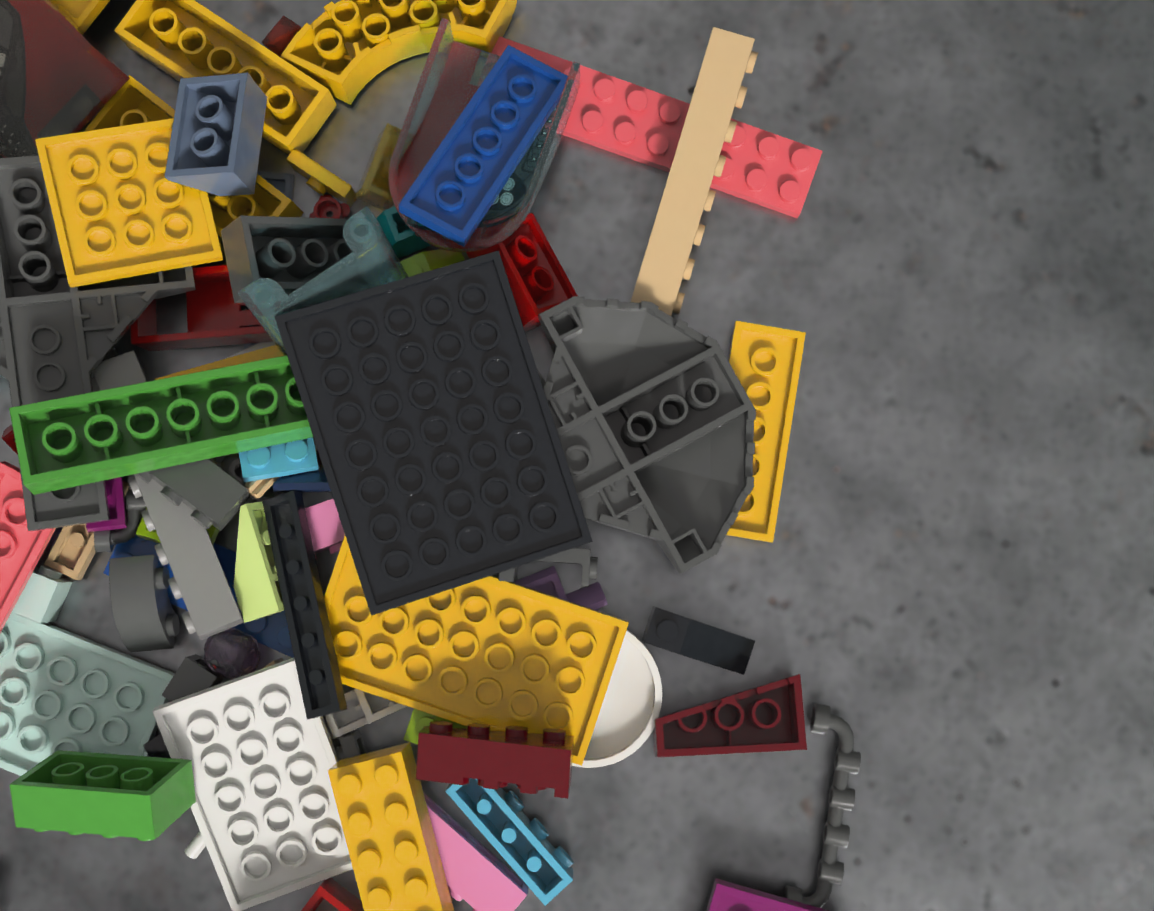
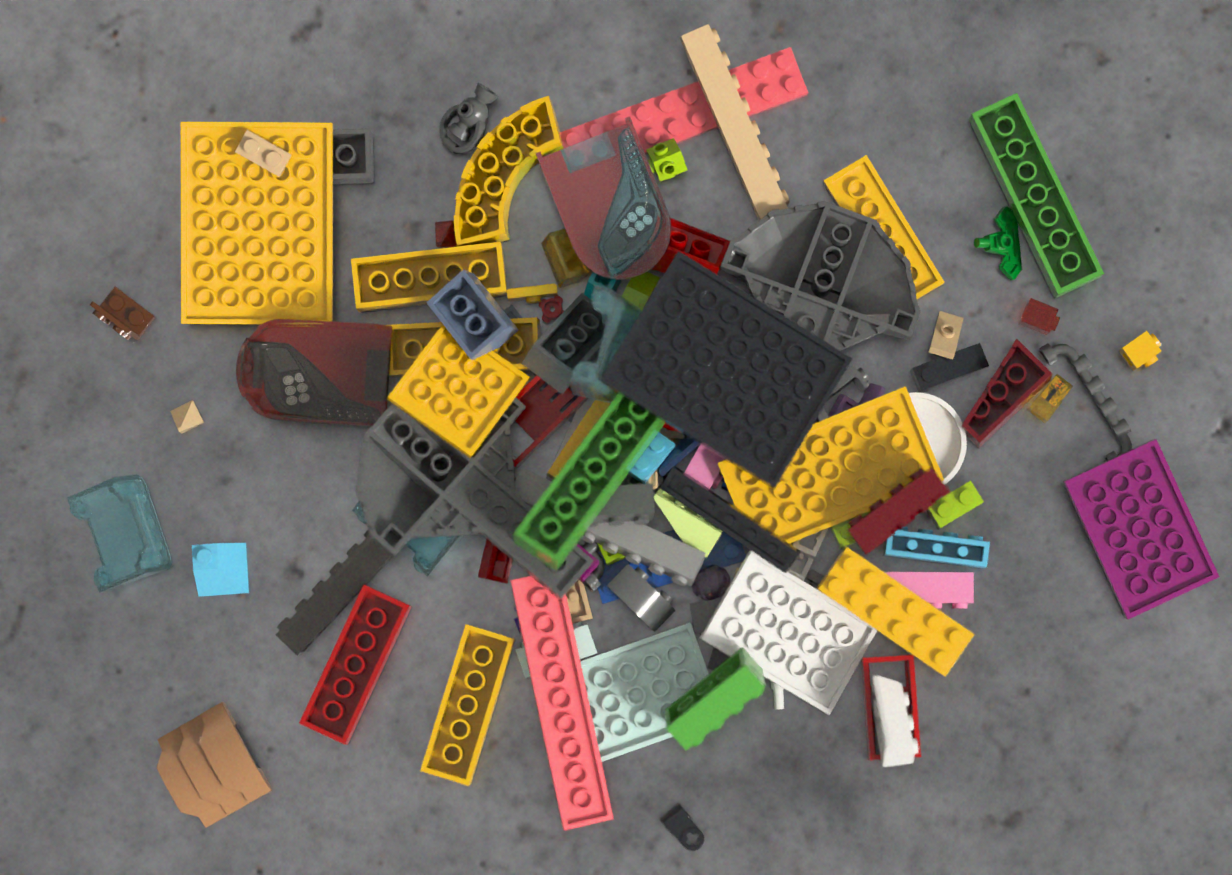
camera: 30 degrees left, 0 degrees up
(484, 146) = (616, 200): blue plate -> none
(584, 156) = (666, 159): none -> lime brick
(586, 803) = (954, 505): none -> lime brick
(724, 602) = (946, 335): none -> tan plate
(780, 770) = (1050, 398): none -> clear yellow leg
(845, 670) = (1039, 317): none -> clear red brick
(875, 555) = (1004, 243): none -> green piece
(927, 805) = (1141, 351): none -> yellow brick
(955, 533) = (1035, 195): none -> bright green brick

